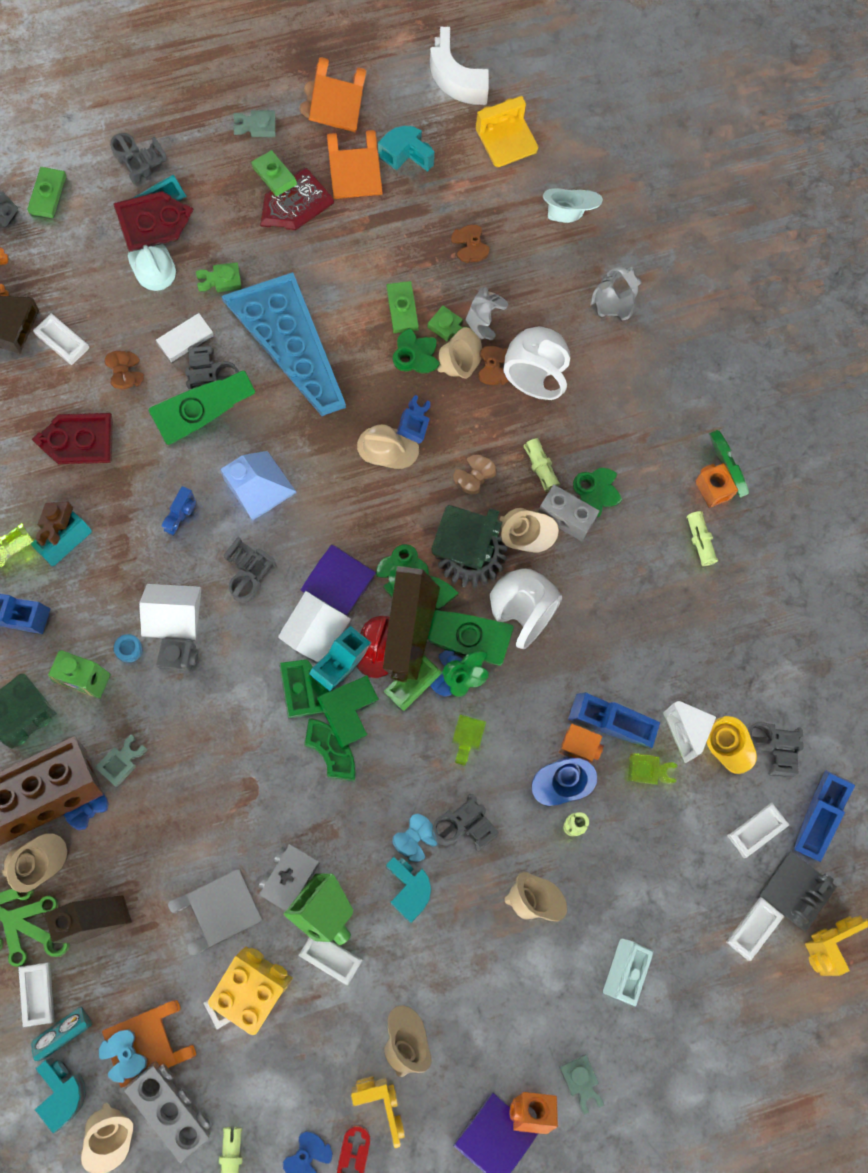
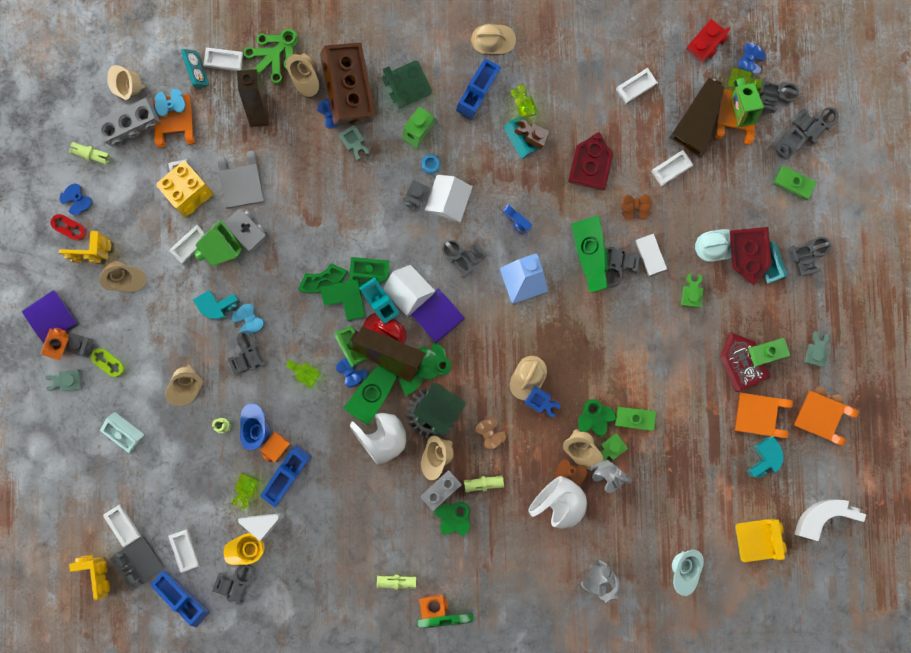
camera: 110 degrees right, 10 degrees up
(67, 1095) = (157, 64): teal brick -> none
(283, 327) = (639, 327): dark azure wing -> none
(466, 673) = (344, 379): green plate -> none
(475, 249) = (668, 487): dark orange piece -> none
(523, 1075) = (79, 345): none -> dark grey bracket
(543, 1027) = (110, 359): none -> lime beam

